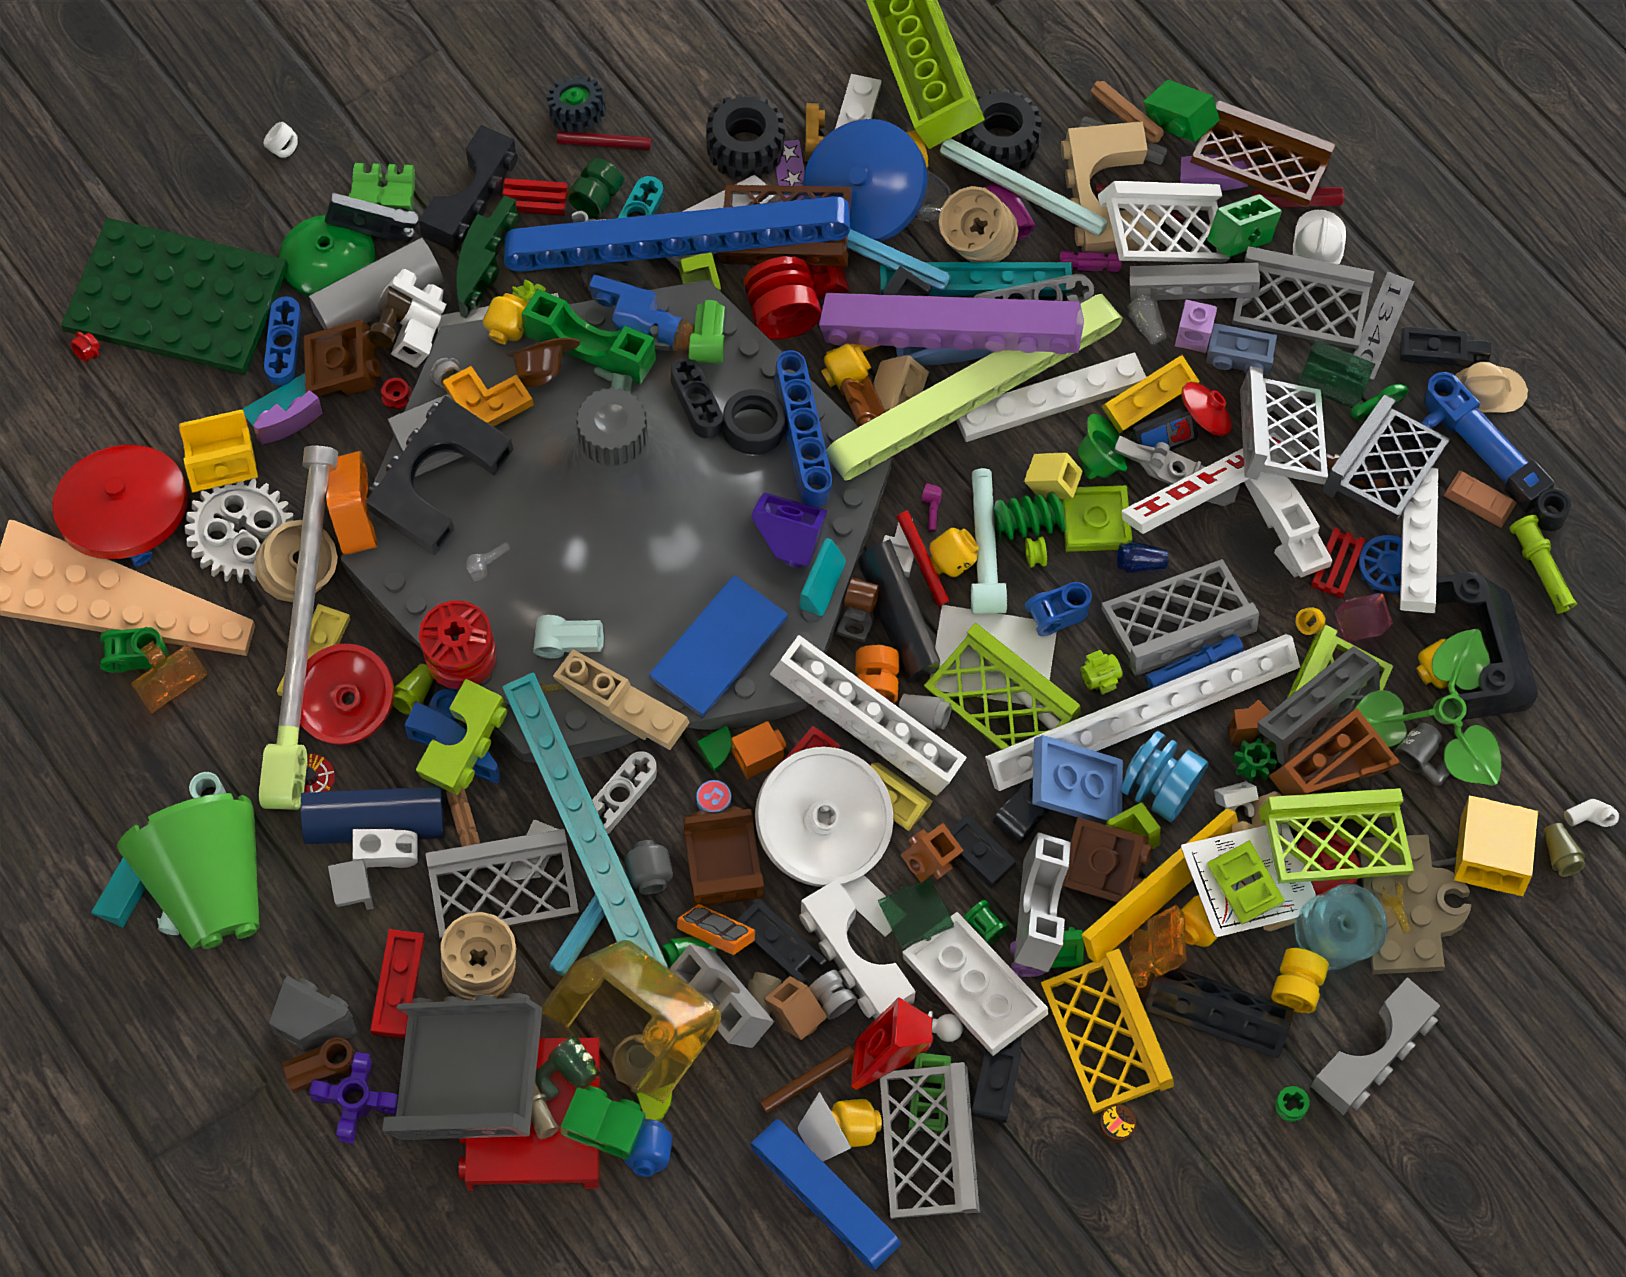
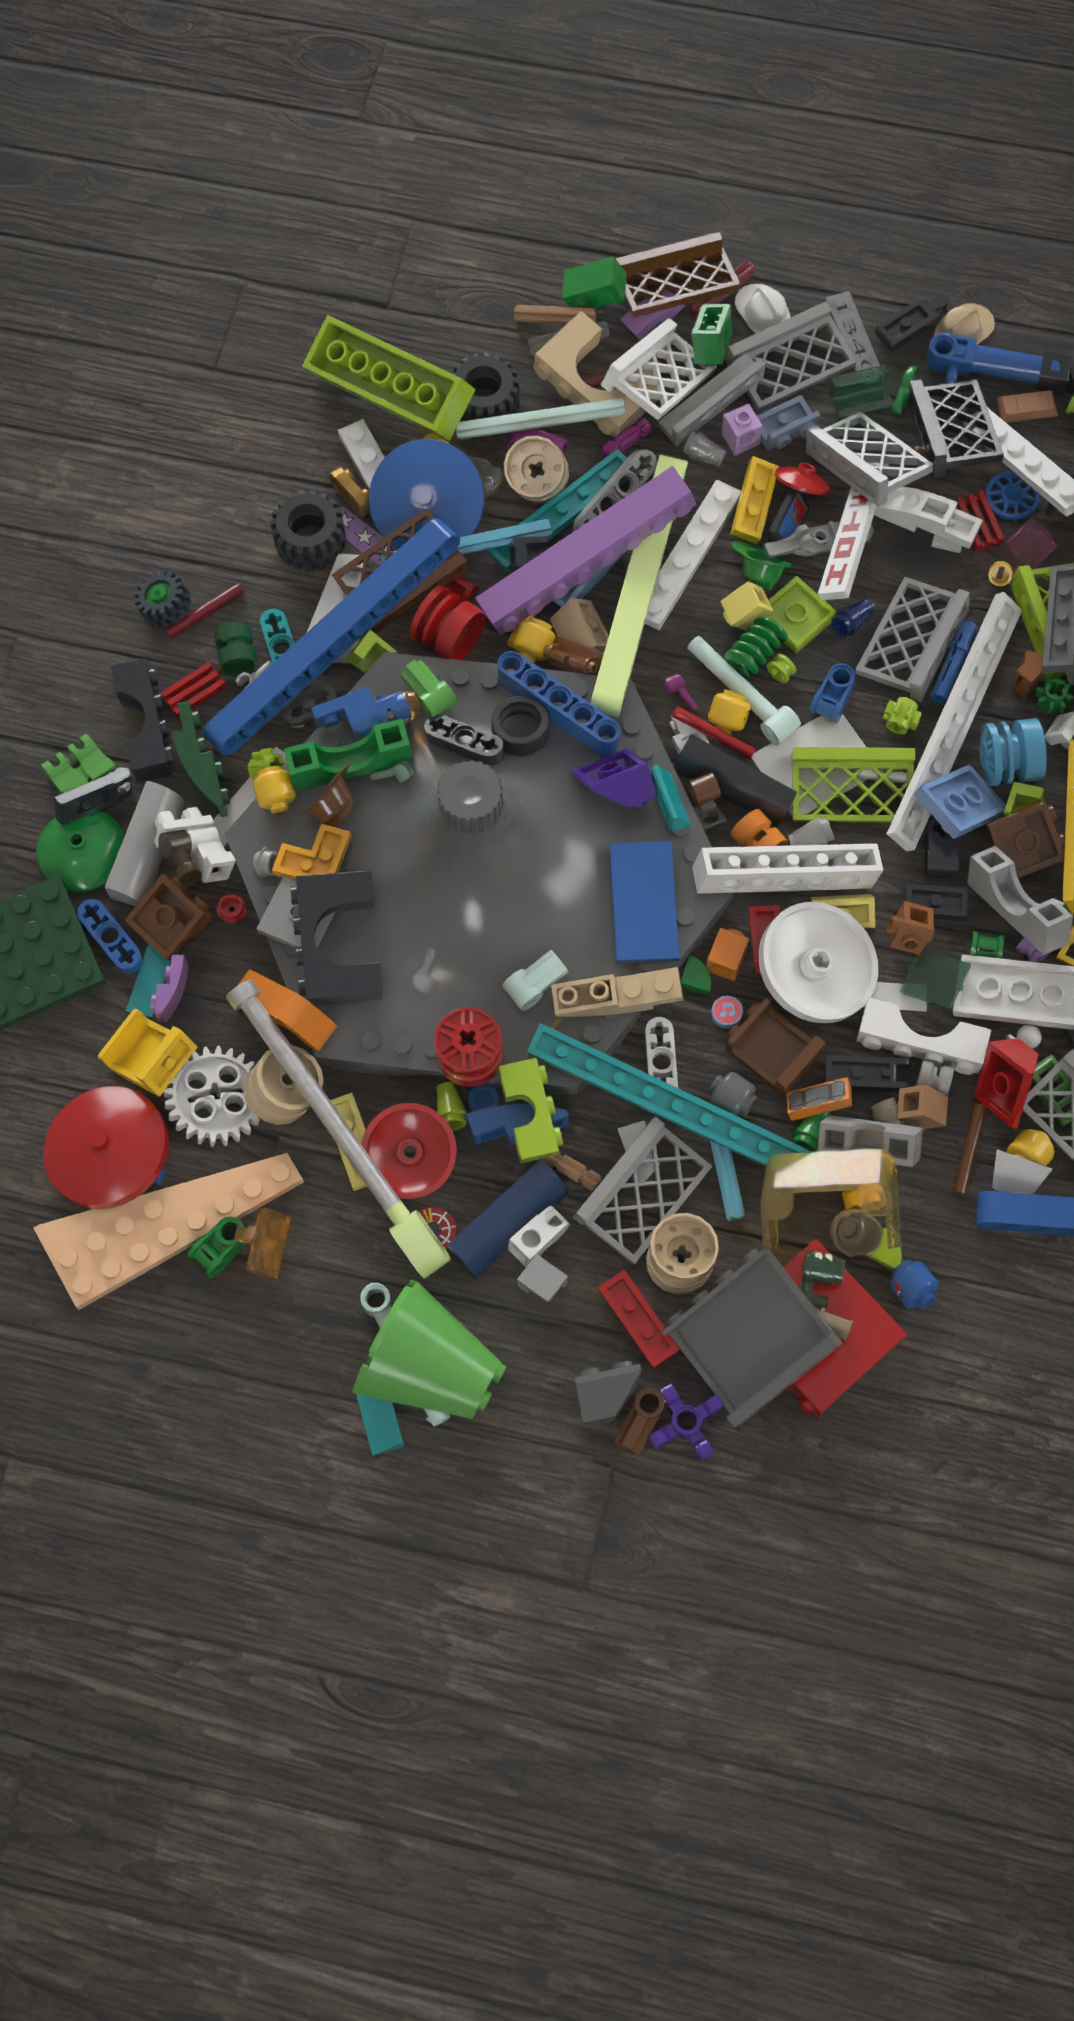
camera: 35 degrees left, 5 degrees up
(603, 1122) = (880, 1292): green brick -> none

